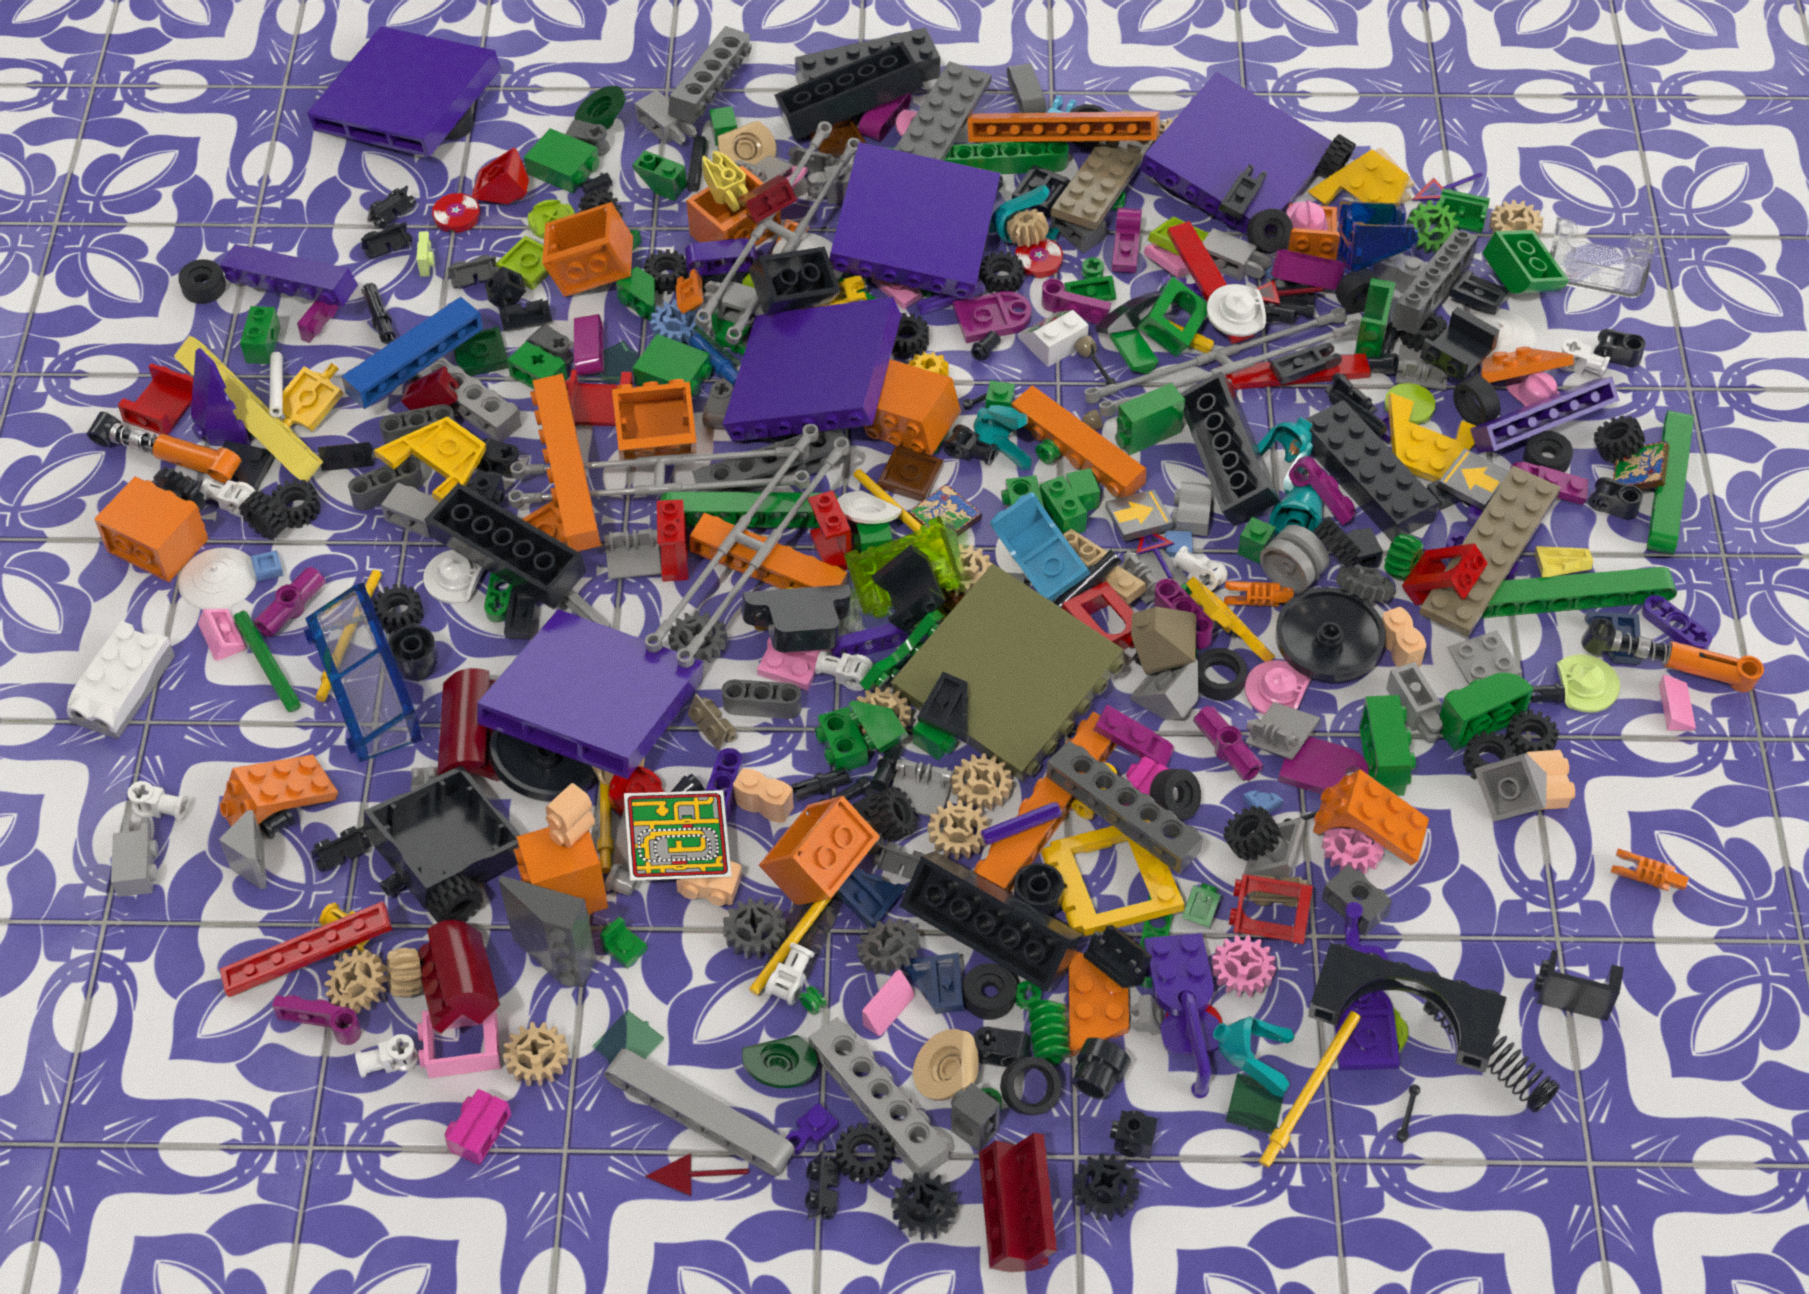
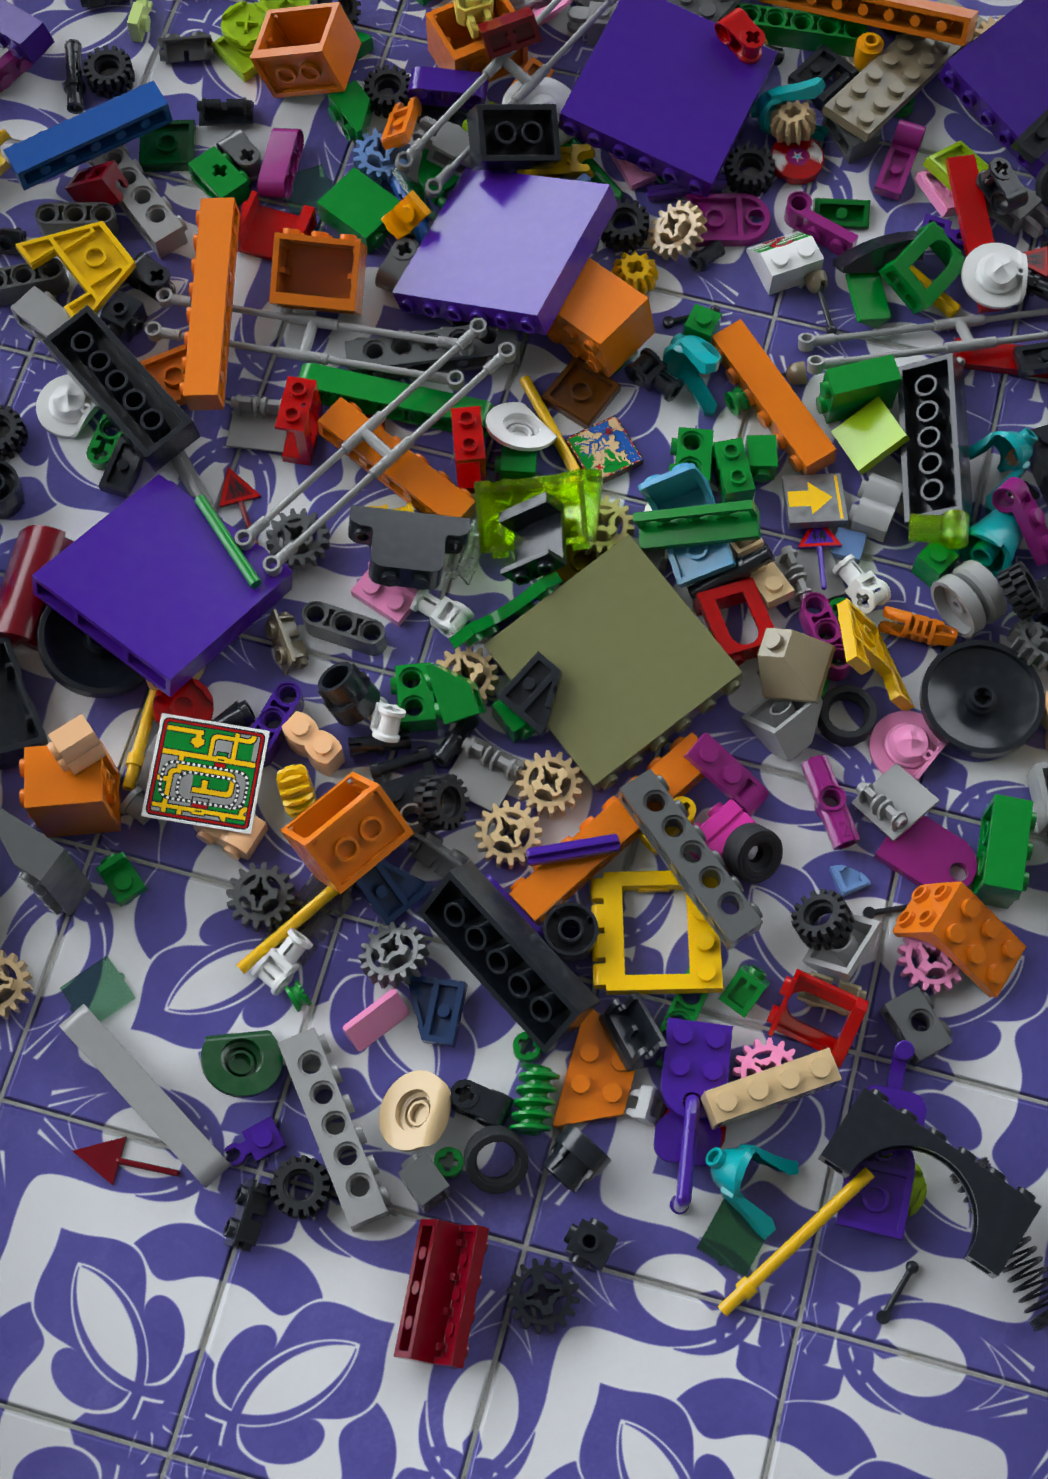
camera: 15 degrees right, 15 degrees up
(407, 293) = (104, 60): none -> black tyre
(505, 287) = (211, 76): black brick -> none
(523, 243) = (242, 24): none -> lime tile
(629, 613) = (238, 491): none -> piece
(639, 647) = (227, 541): none -> green bar
(717, 361) = (406, 215): none -> light orange bracket
(759, 833) = (295, 789): none -> yellow gear
(783, 746) = (348, 693): none -> black piece
(822, 758) = (386, 721): none -> white connector
(882, 637) = (476, 586): dark purple beam -> none
(915, 1215) = (330, 1267): black gear -> none
(955, 329) = (677, 230): none -> tan gear
(965, 162) = (741, 32): none -> red piece
(989, 975) = (486, 1014): black tyre -> none
(1049, 544) = (698, 525): none -> green fence
(1072, 161) = (867, 49): none -> light orange brick
(1094, 263) = (847, 191): green bush -> none
(1170, 453) = (870, 435): none -> lime tile
(1221, 241) = (1002, 189): none -> black piece
(1250, 967) = (770, 1088): none -> tan brick
(1260, 506) = (948, 529): none -> clear neon green piece

